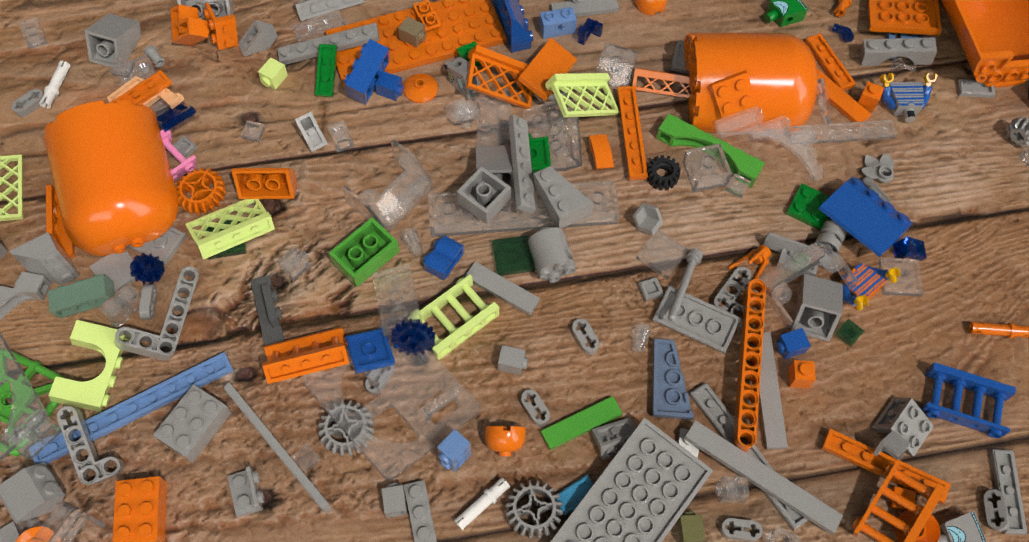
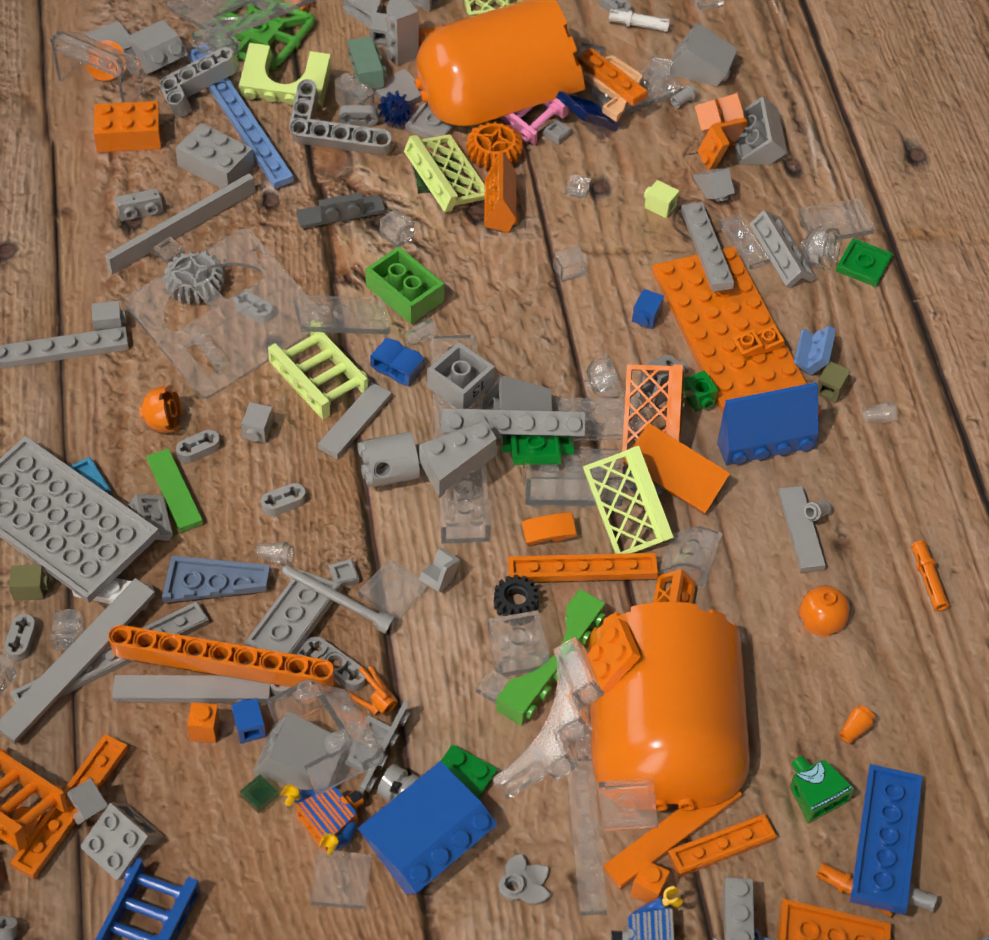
camera: 90 degrees right, 10 degrees down
(305, 355) = (265, 241): orange fence -> none
(310, 131) = (576, 230): light grey slope -> none
(326, 70) = (666, 245): green tile -> none
(366, 71) = (655, 272): blue brick -> none
(369, 351) = (276, 288): blue tile -> none
(399, 196) = (494, 327): clear windscreen -> none
(412, 32) = (727, 323): dark tan brick -> none
(413, 337) = (285, 320): clear blue gear -> none
(420, 88) = (651, 344): orange dish -> none
(454, 451) = (150, 361): medium blue brick -> none
(484, 501) = (99, 398): white pin -> none
(512, 256) = (399, 422): clear green tile -> none
(543, 507) = (63, 435): light grey gear -> none
(557, 22) = (764, 489): medium blue brick -> none
(589, 27) = (754, 524): clear blue bracket -> none
(845, 32) = (781, 876): clear blue arm -> none
(868, 182) = (482, 869): light grey axle -> none
(910, 248) = (381, 896): clear blue bracket -> none

